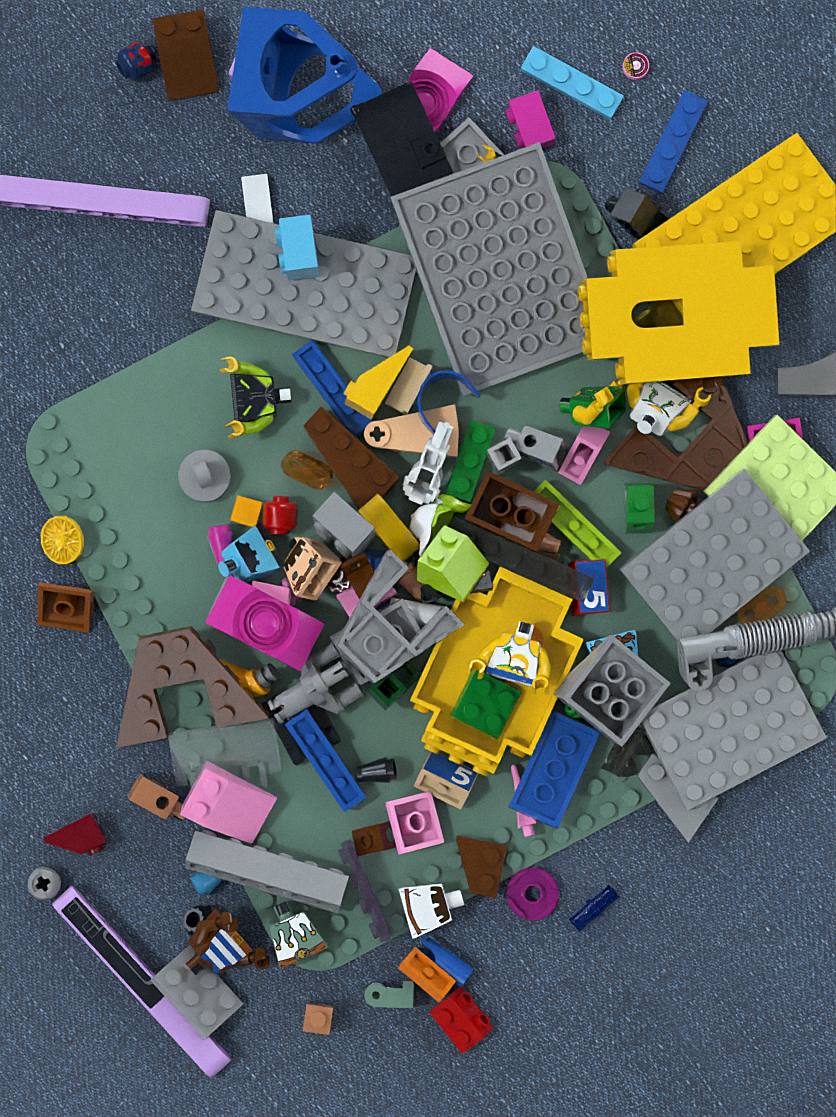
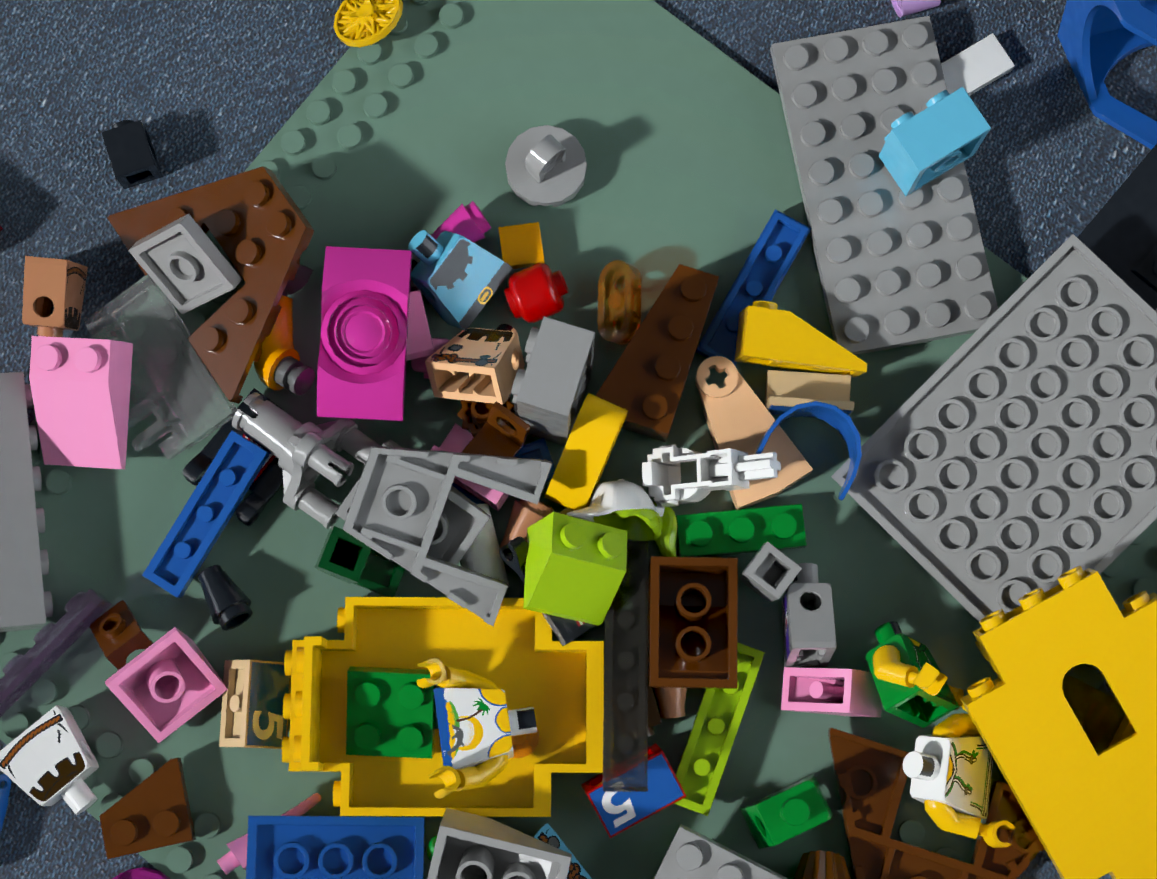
camera: 60 degrees right, 5 degrees down
(65, 607) = (276, 59): dark orange slope -> none
(84, 716) = (131, 153): none -> black brick
(174, 709) = (185, 264): none -> light grey plate
(253, 397) = (687, 181): torso -> none

